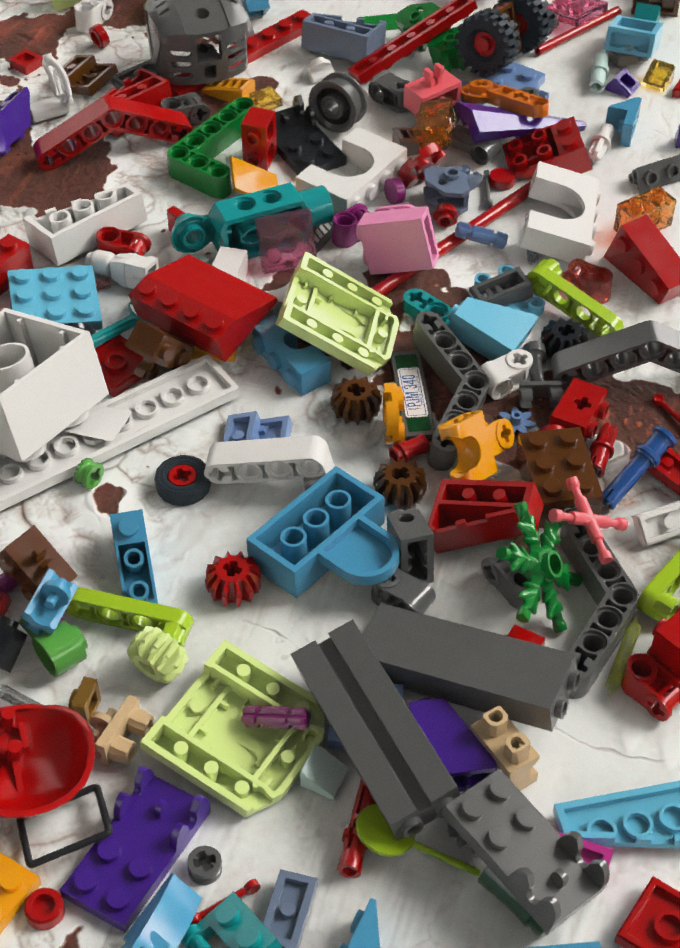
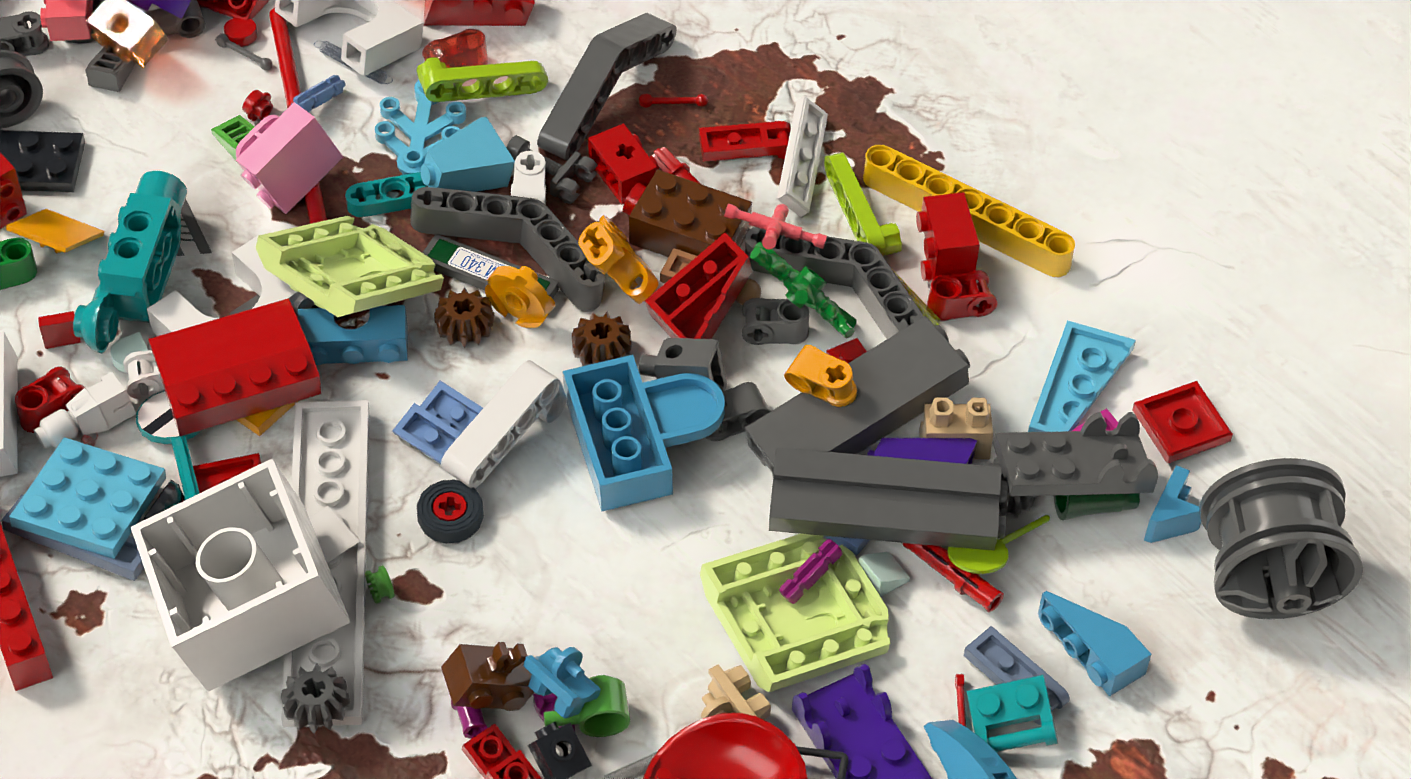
camera: 60 degrees left, 5 degrees up
(85, 698) = (677, 711): pearl gold plate -> none
(129, 613) = (634, 605): lime beam -> none
(133, 556) = (529, 597): dark azure slope -> none
(157, 655) = (673, 628): yellowish green gear -> none
(158, 349) = (265, 434): reddish brown brick -> none
(197, 872) = (912, 717): dark grey bush -> none
(233, 579) = (617, 529): red gear -> none
(284, 239) = (191, 250): clear pink plate -> none
(345, 226) = (205, 187): magenta piece -> none
(367, 151) = (126, 108): white arch -> none
(394, 190) = (181, 124): magenta tile -> none
(409, 448) = (560, 319): red pin -> none
(414, 169) = (178, 78): red plate -> none
(450, 185) = (226, 77): sand blue hinge -> none
(454, 619) = (822, 377): none -> light orange piece
(515, 282) = (419, 102): dark grey slope -> none
(518, 420) = (585, 214): medium blue plant -> none
(563, 335) = (521, 116): black gear -> none
(646, 456) = (726, 145): blue pin -> none

